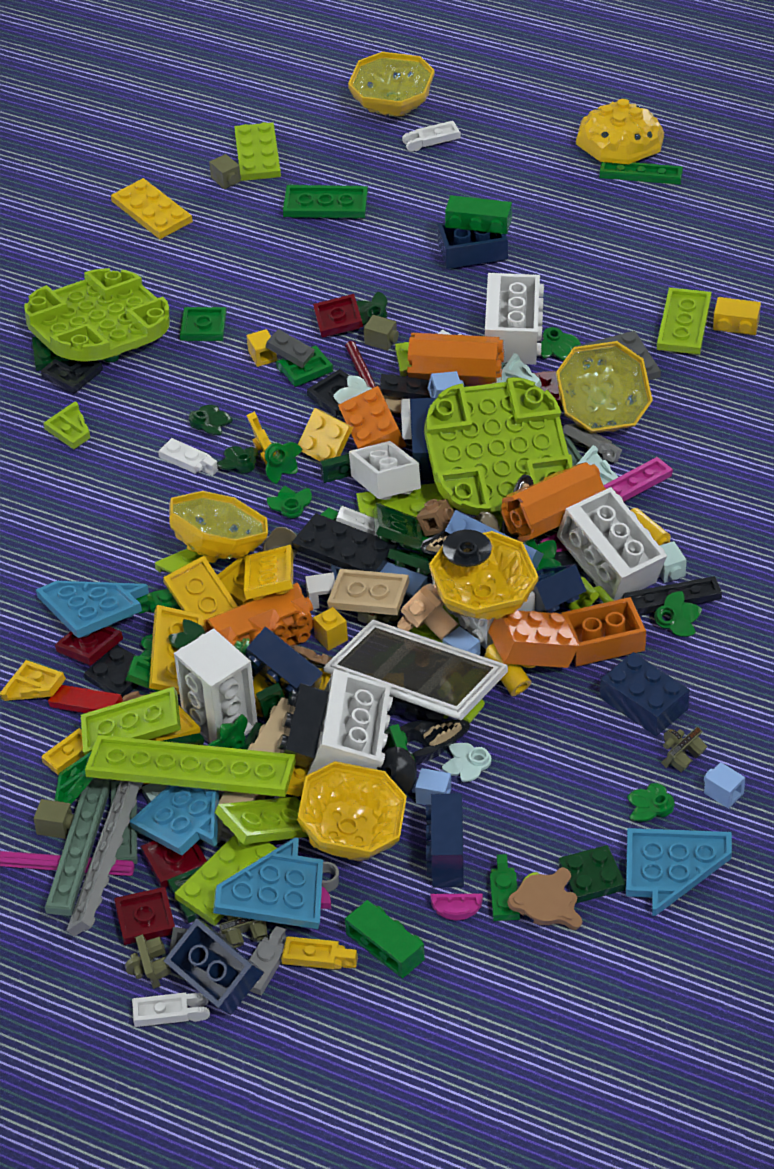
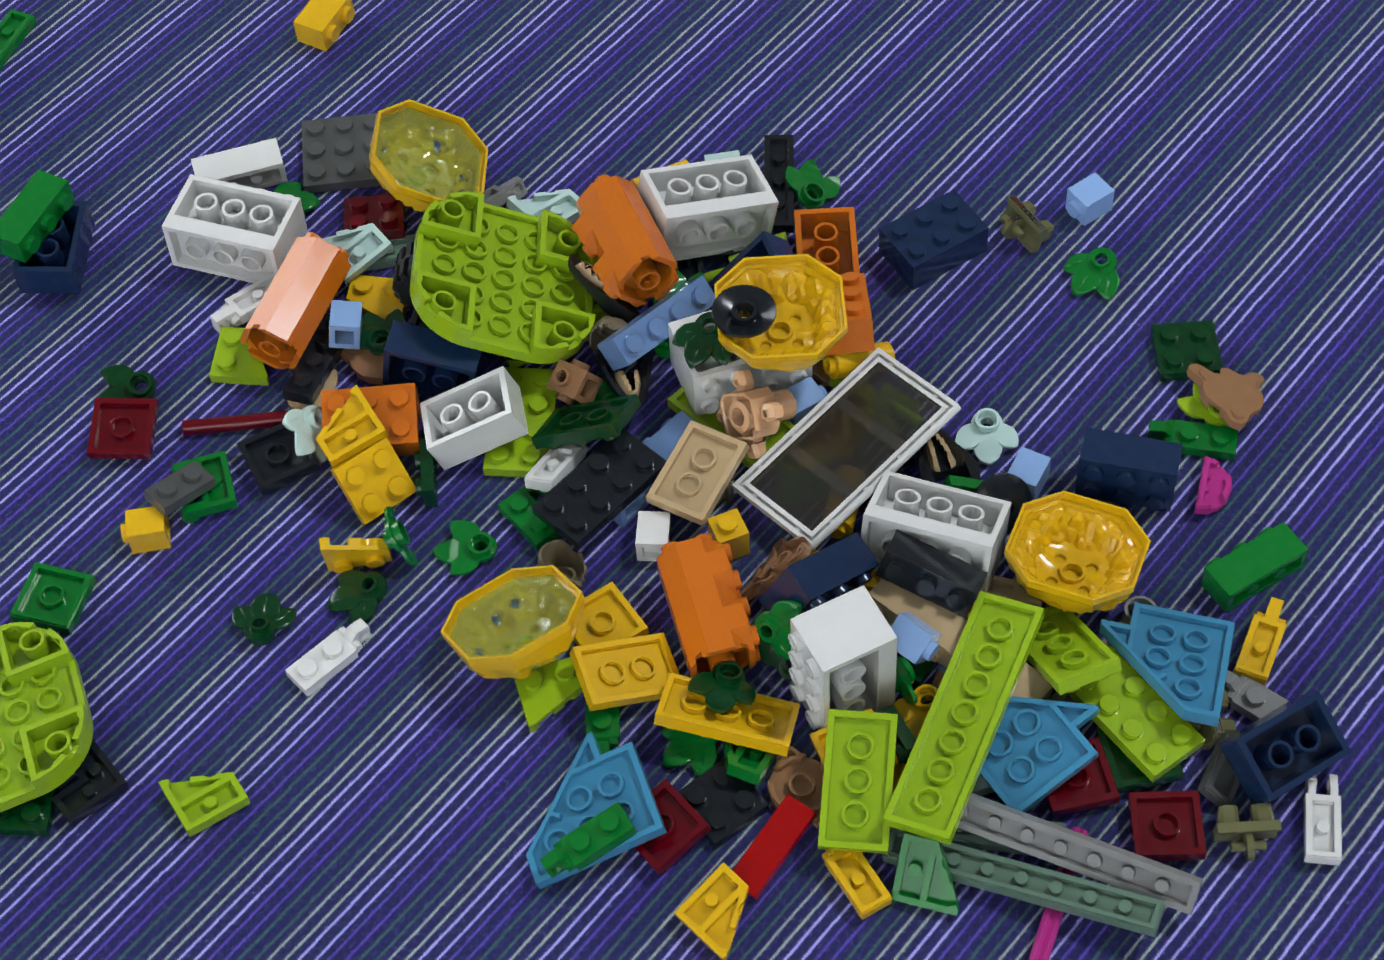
camera: 75 degrees left, 10 degrees up
(53, 818) = (979, 913): olive brick -> none
(62, 600) = (589, 841): none -> green hinge
(248, 726) = (915, 638): none -> light blue brick
(268, 572) = (638, 571): yellow plate -> none
(348, 406) = (350, 429): none -> yellow wing
(380, 332) = (182, 385): olive brick -> none
(406, 419) = (384, 374): white tile -> none
(407, 558) = (656, 409): dark green plate -> none
(576, 311) = (249, 165): none -> white brick
(640, 478) = (571, 164): dark pink plate -> none
(672, 862) = (1191, 273): dark azure wing -> none
(684, 321) = (306, 70): lime plate -> none

